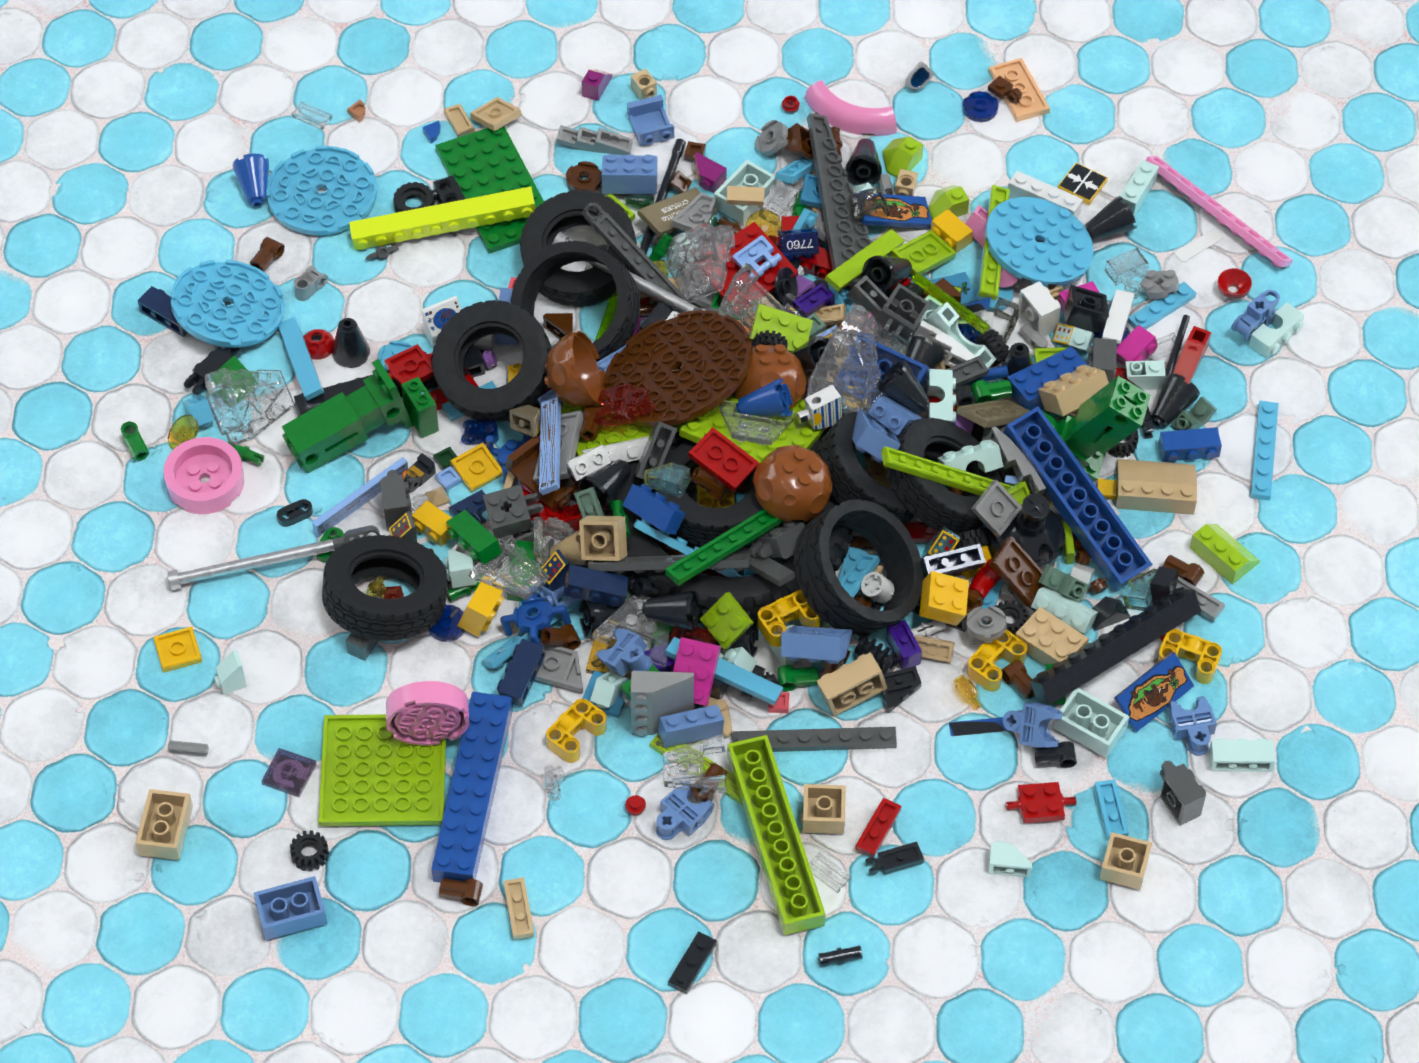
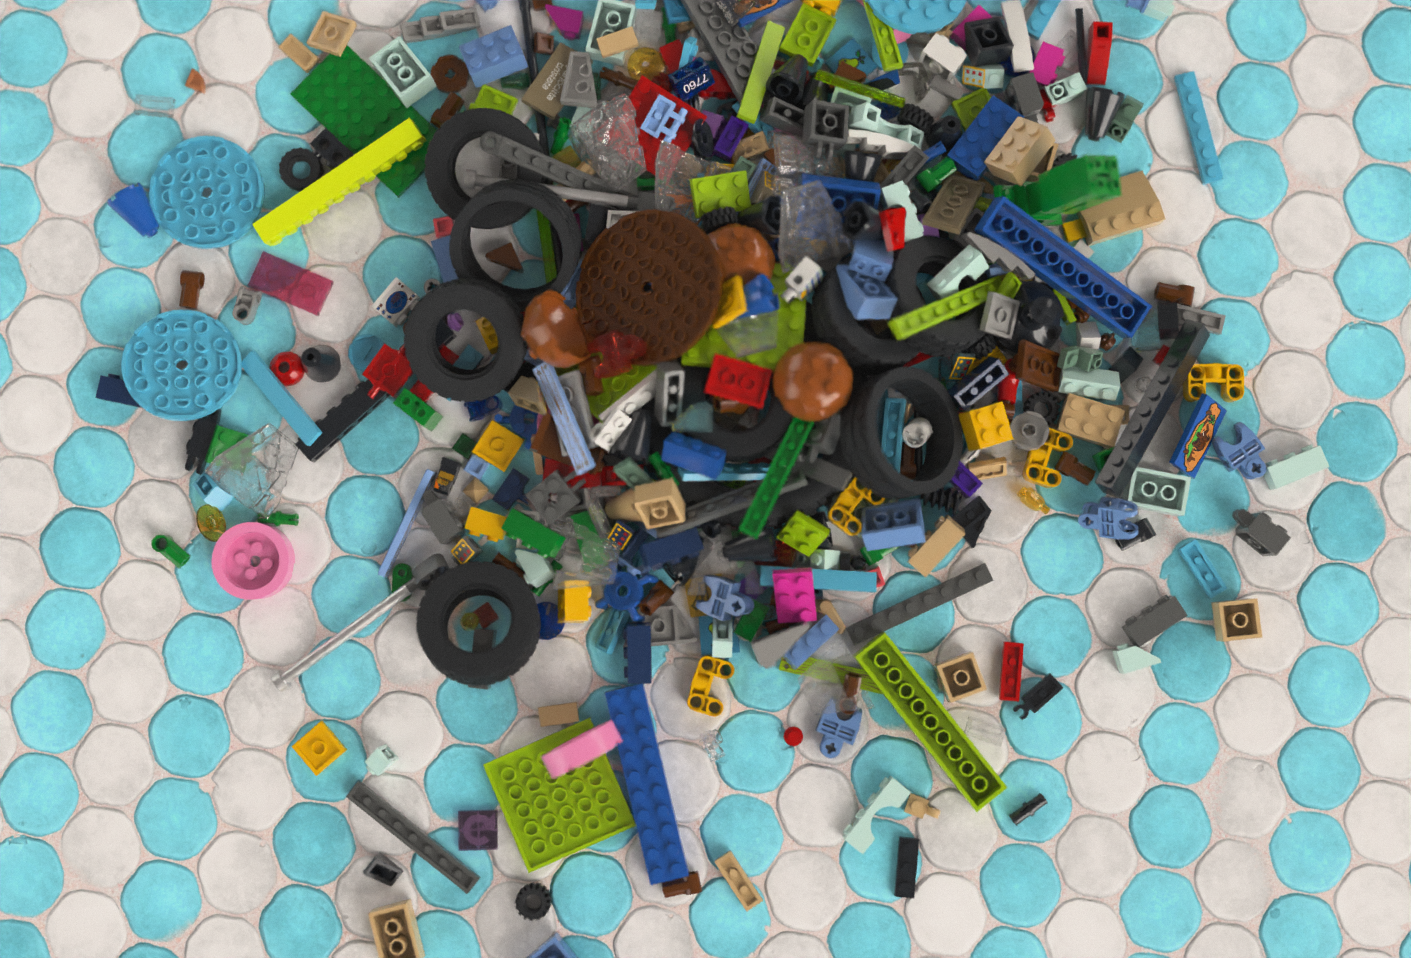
camera: 20 degrees left, 30 degrees up
(180, 767) = (383, 870): none -> black slope
(188, 748) = (378, 844): light grey axle -> none
(225, 753) = (413, 837): none -> dark grey plate
(294, 513) = (351, 560): black beam -> none
(345, 421) = (357, 456): green brick -> none
(357, 282) = (290, 283): none -> clear pink plate
(382, 252) = (298, 239): dark grey piece -> none
(432, 131) = (279, 77): blue tile -> none
(543, 158) = (403, 71): none -> light aqua brick
(706, 888) = (890, 794): none -> light aqua arch
(731, 913) = (918, 806): none -> tan plate
(743, 394) = (731, 303): none -> yellow tile
(925, 396) = (893, 228): none -> red wing
(977, 726) = (1054, 528): black sticker -> none
(1041, 802) = (1139, 586): red plate -> none
(1043, 834) = (1154, 620): none -> dark grey brick
(1147, 425) = (1081, 140): black bar -> none
(1190, 444) = (1137, 149): blue brick -> none
(1223, 552) = (1203, 257): lime slope -> none

